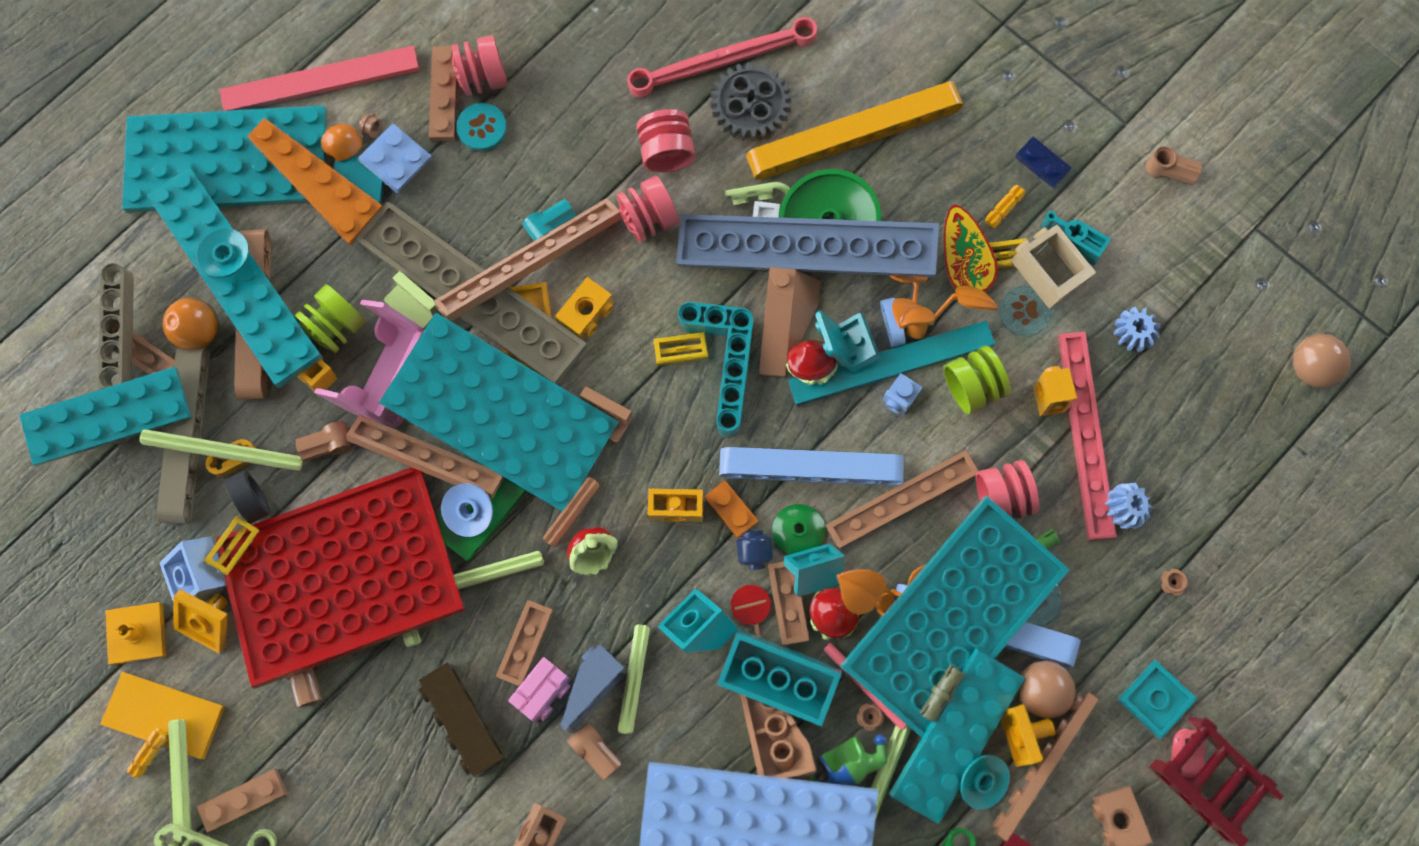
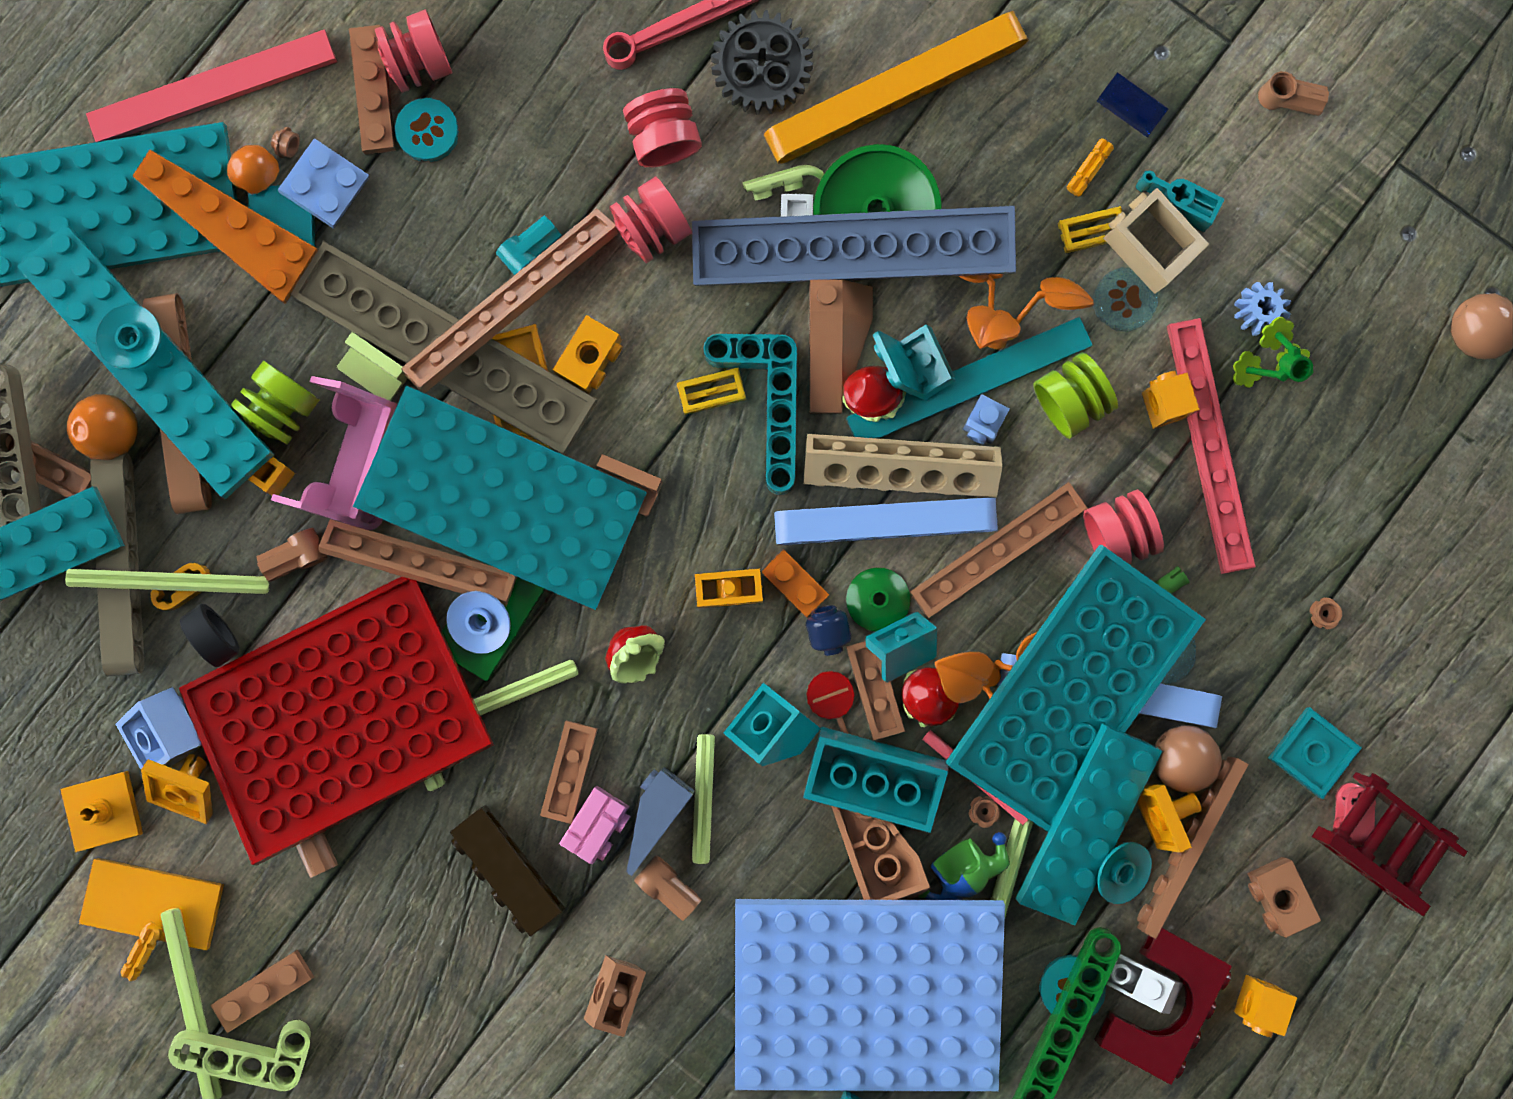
camera: 10 degrees left, 10 degrees up
(218, 565) = (187, 723): yellow tile -> none
(571, 511) = (603, 607): nougat axle -> none
(821, 411) = (902, 465): none -> tan brick
(895, 335) = (958, 315): light blue beam -> none
(942, 693) = (1068, 781): olive pin -> none
(967, 251) = (1049, 232): shield -> none
(1128, 505) = (1267, 529): light blue gear -> none
(1157, 373) = (1292, 364): none -> plant

